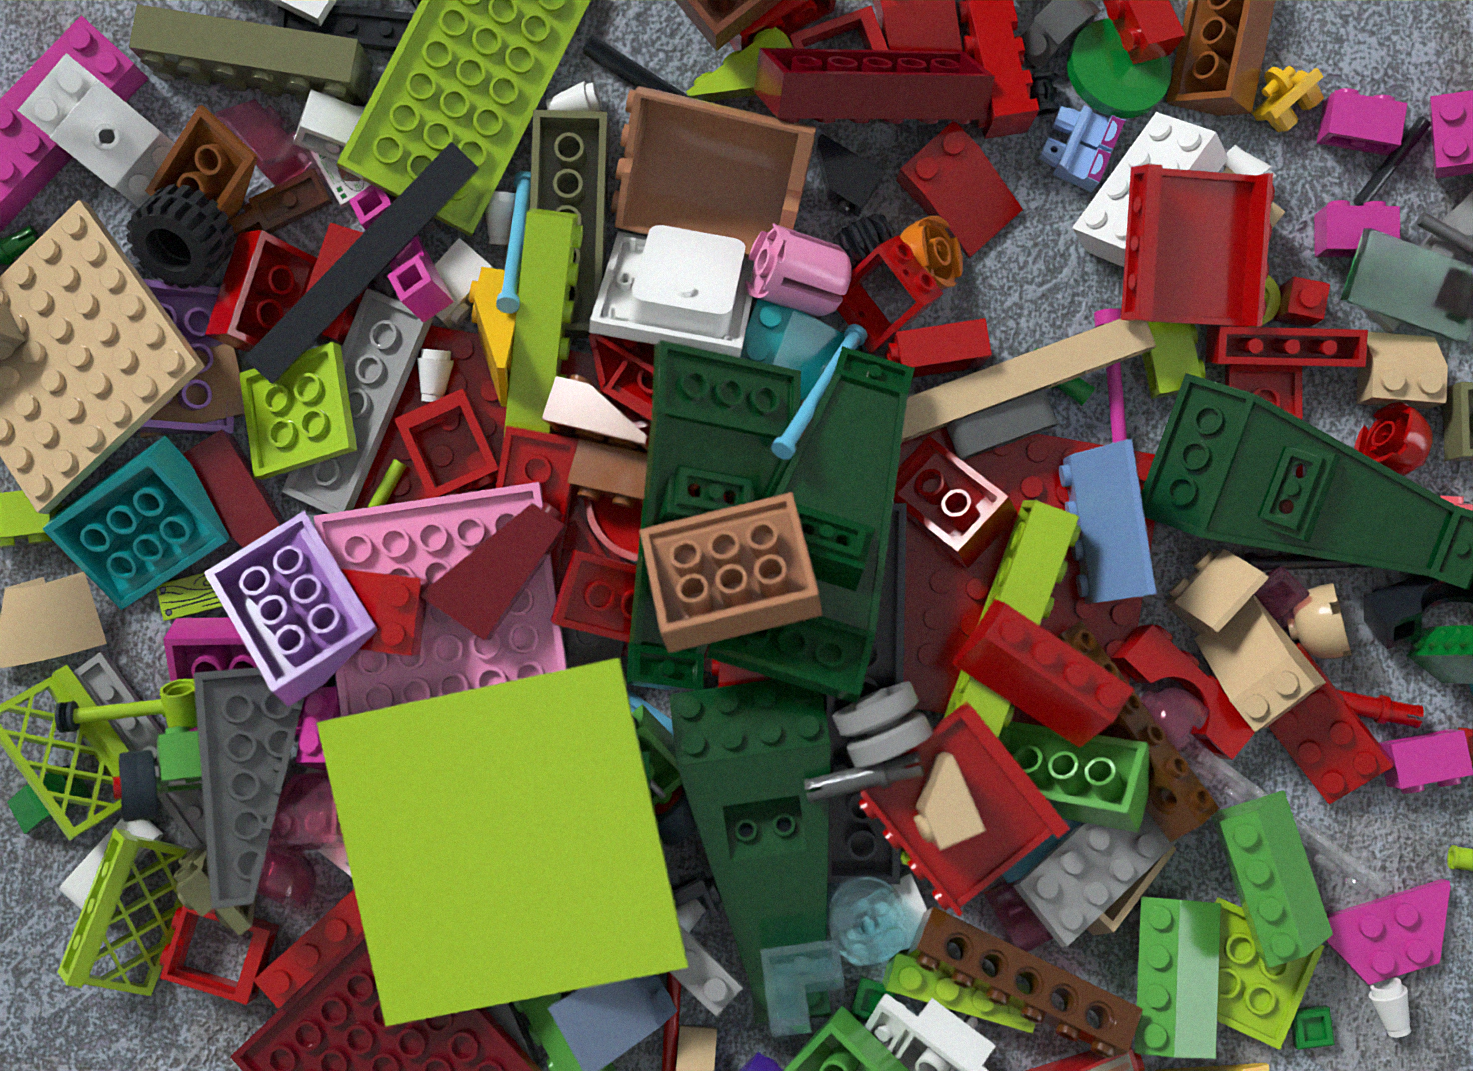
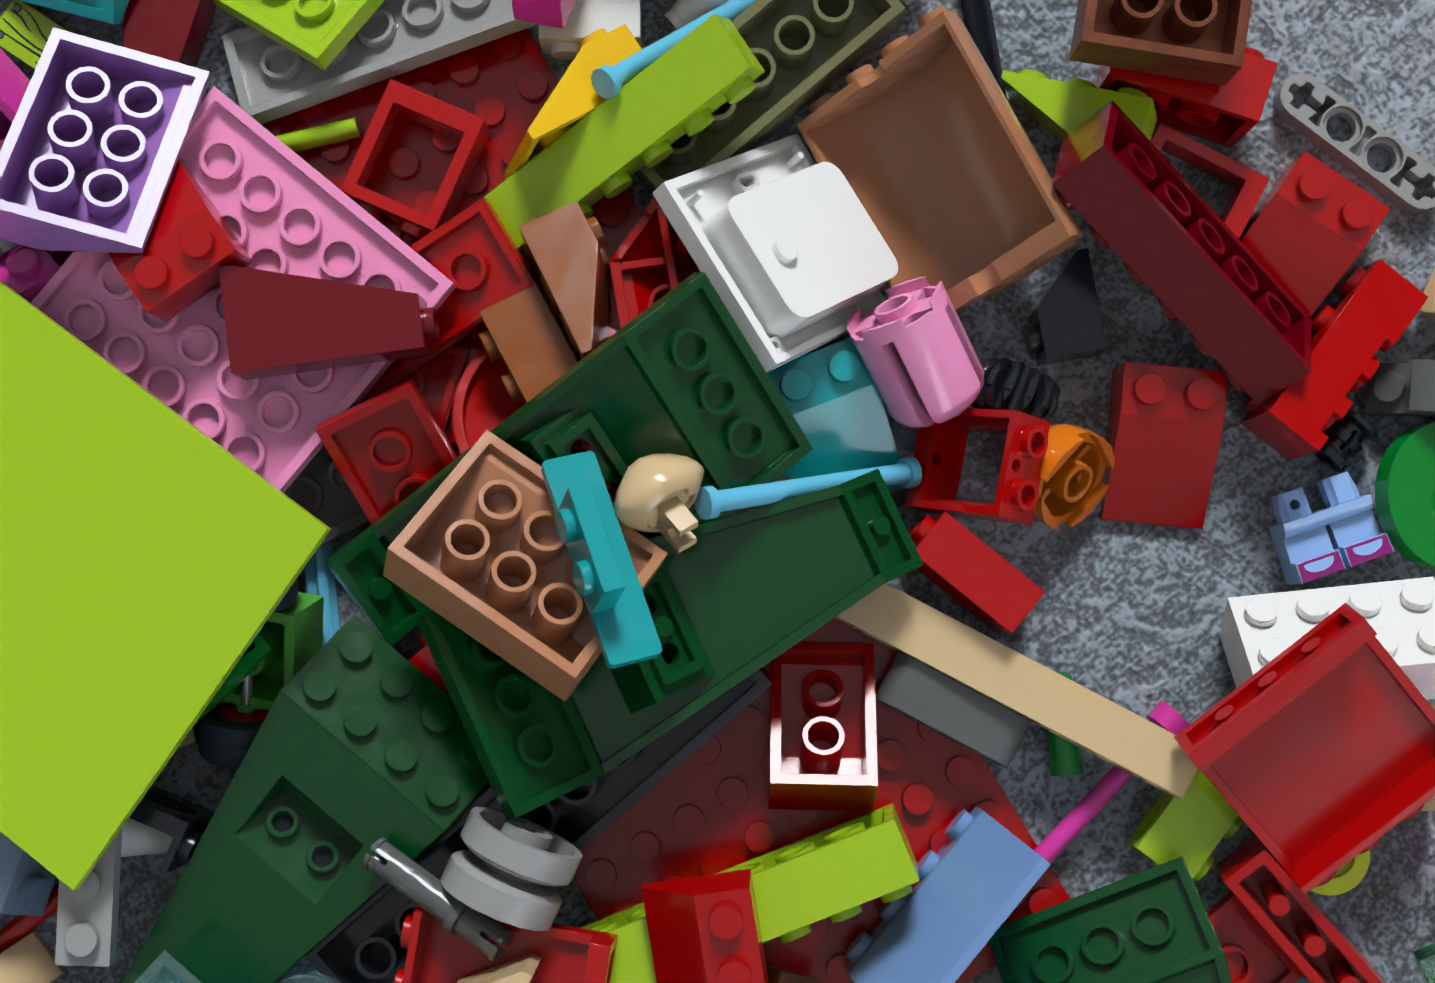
camera: 50 degrees right, 0 degrees up
(434, 373) = (477, 78): white cone -> none
(757, 471) = (658, 496): none -> tan piece
(765, 527) = (600, 559): none -> teal bracket
(1302, 302) = (1374, 912): red brick -> none

